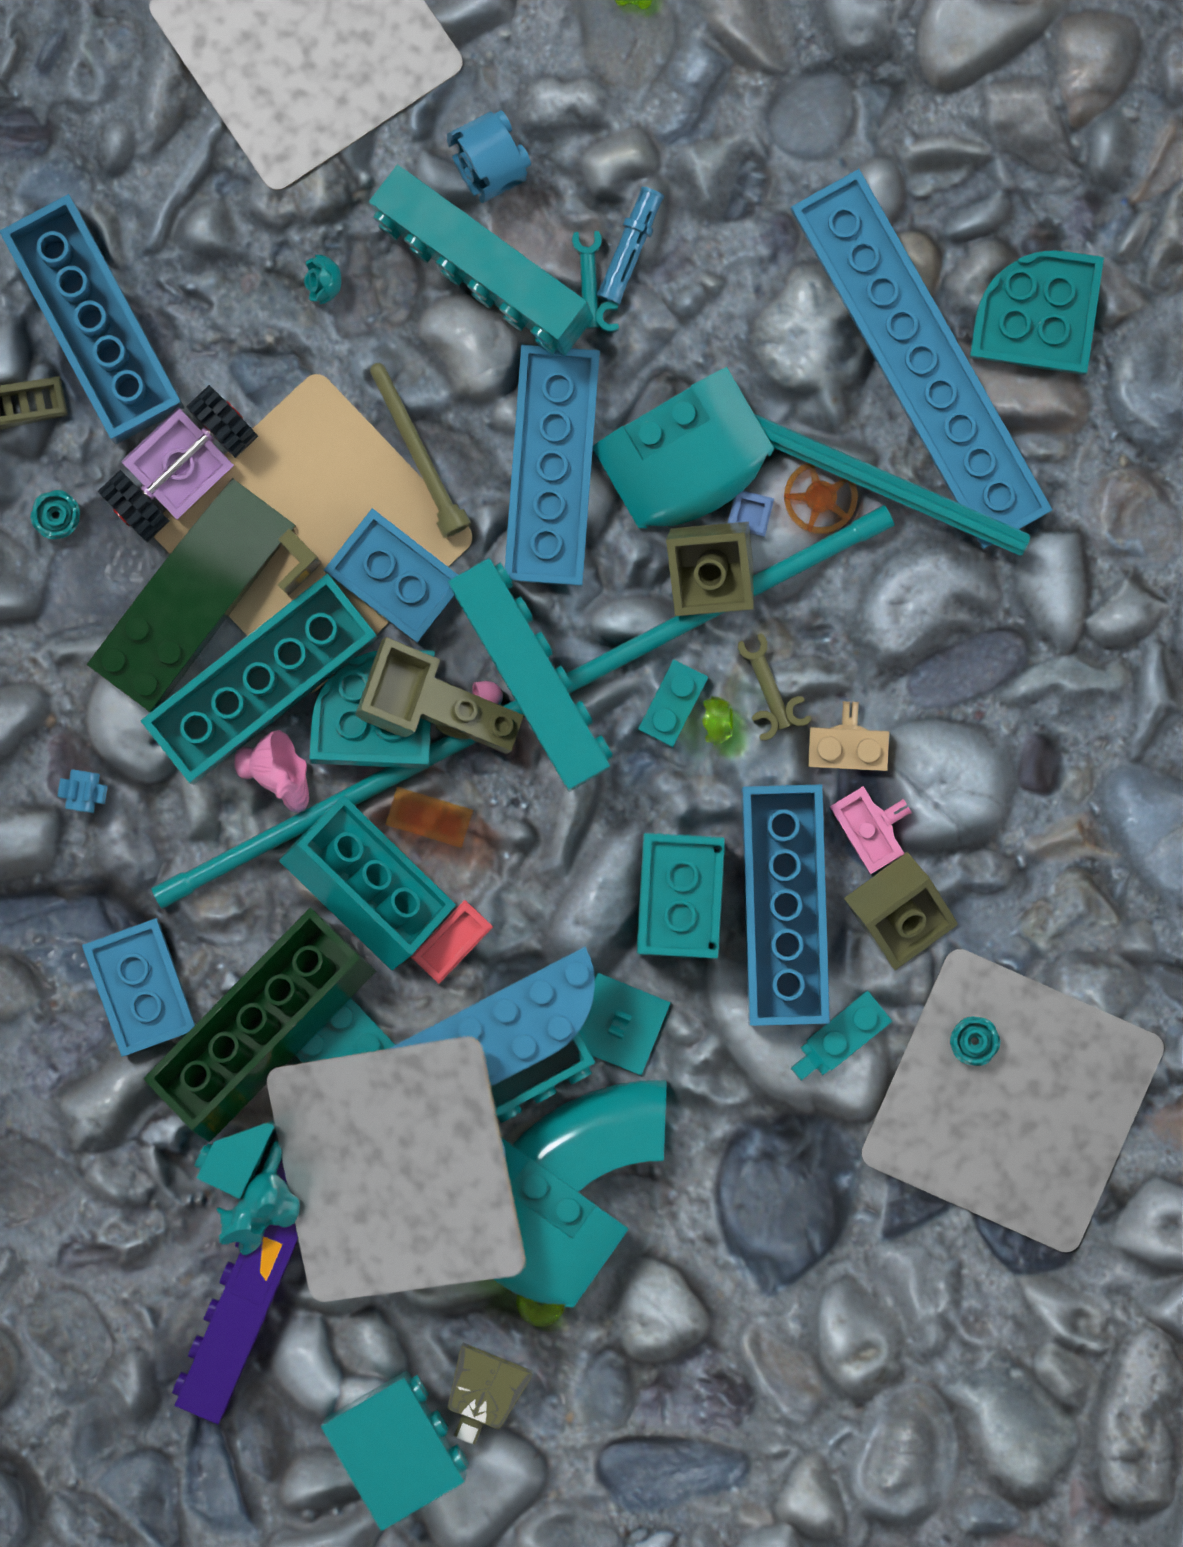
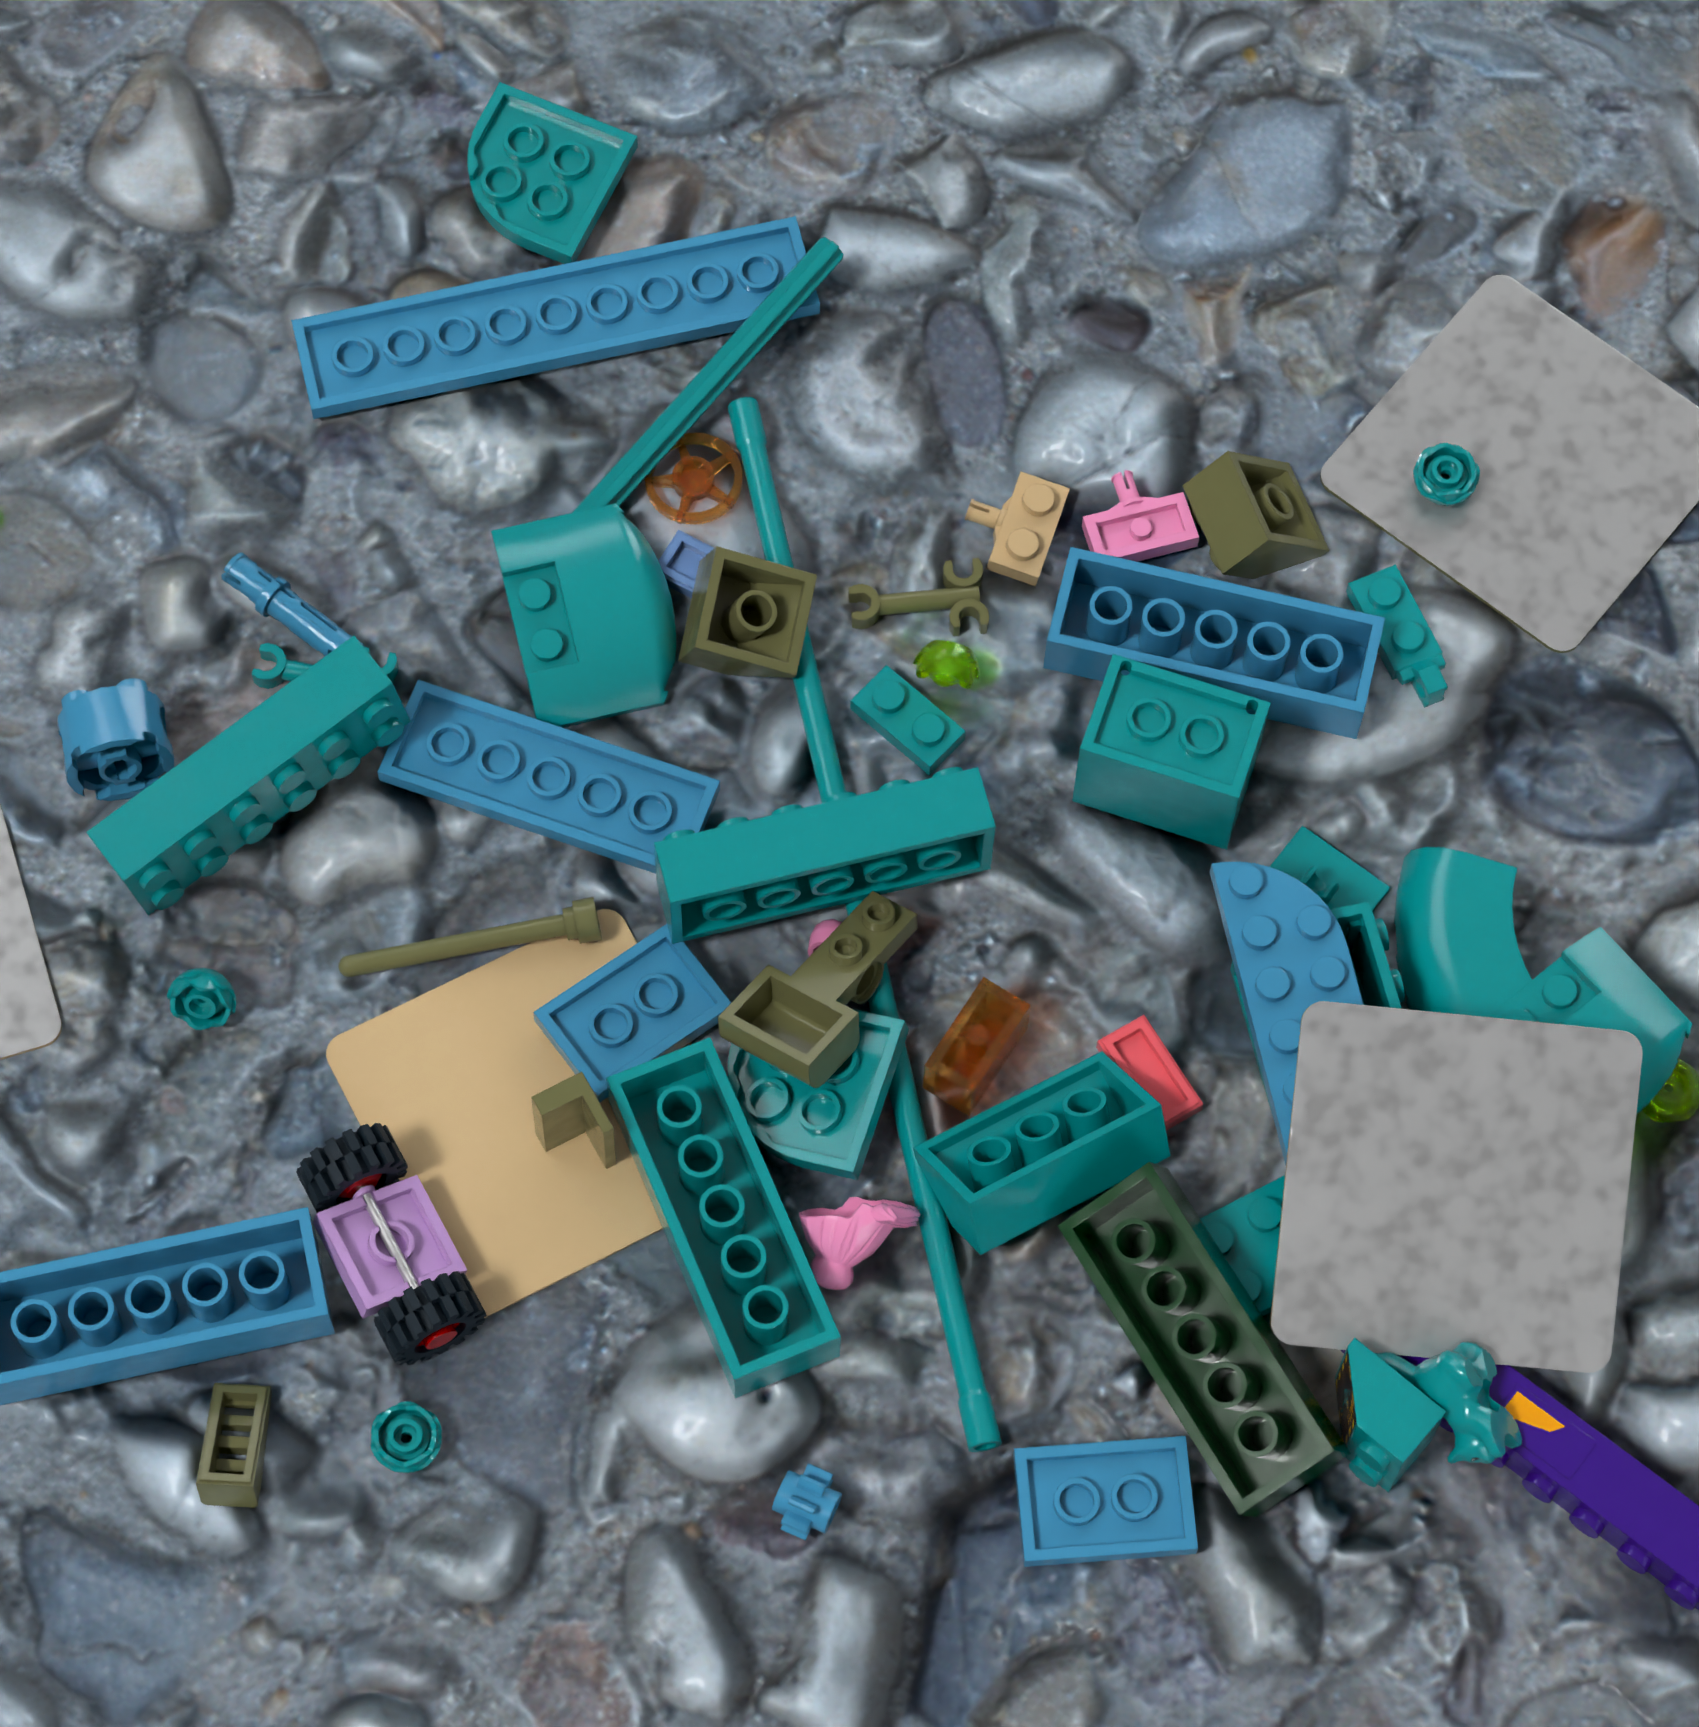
camera: 75 degrees left, 20 degrees down
(190, 596) = (582, 1287): dark green slope -> none

